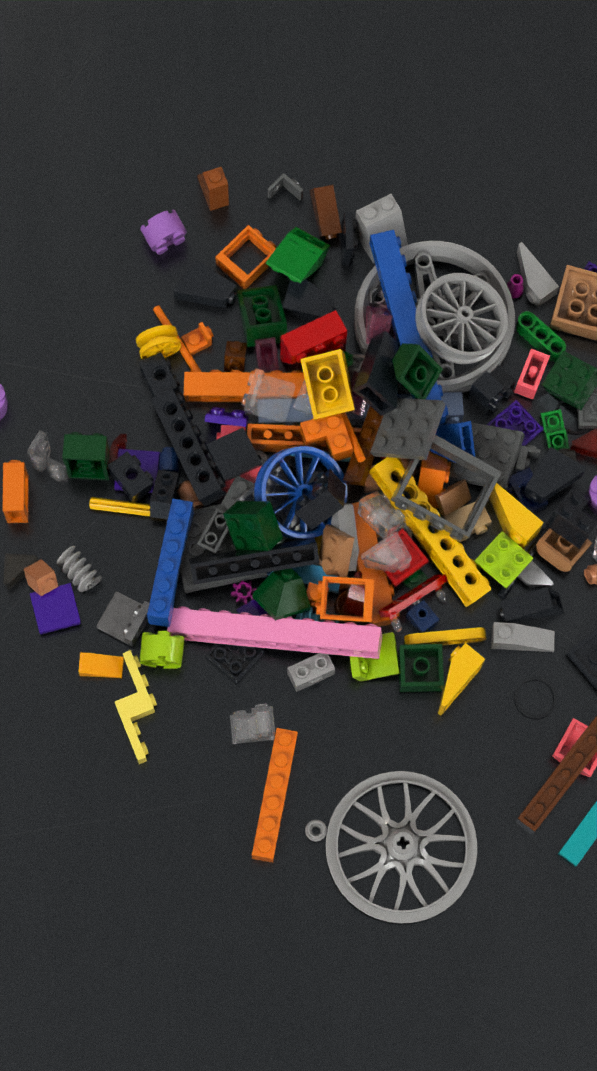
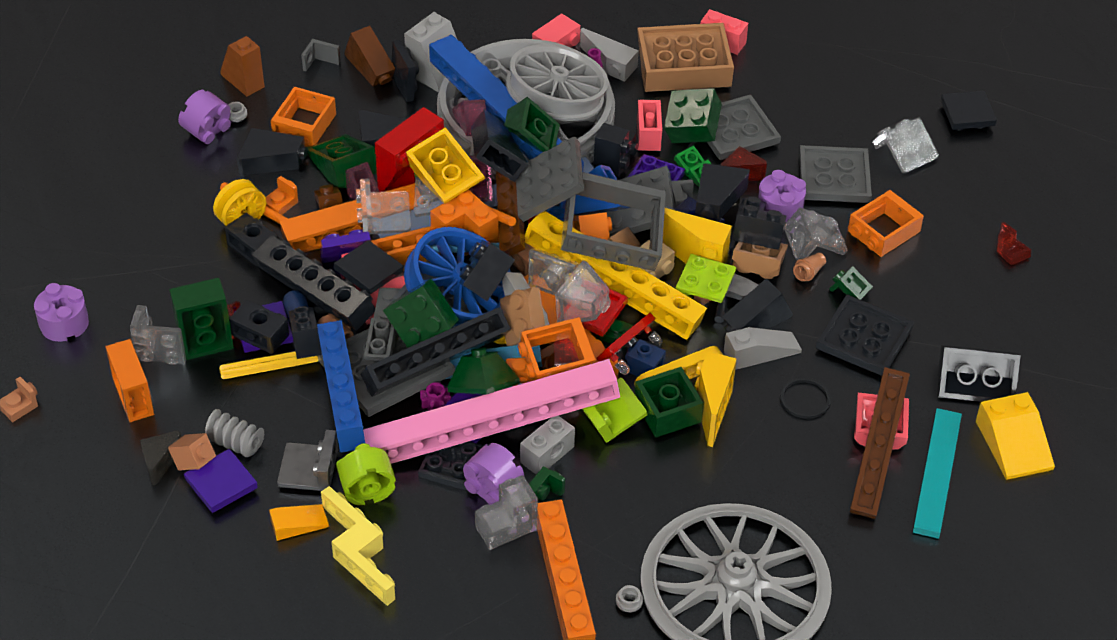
camera: 20 degrees left, 25 degrees down
(194, 224) = (237, 112): none -> light grey plate
(256, 685) = (488, 469): none -> medium lavender brick
(289, 707) = (547, 481): none -> dark green bracket
(298, 255) = (360, 93): green slope -> none
(497, 240) = (559, 30): none -> coral brick
(538, 327) = (629, 91): green beam -> none

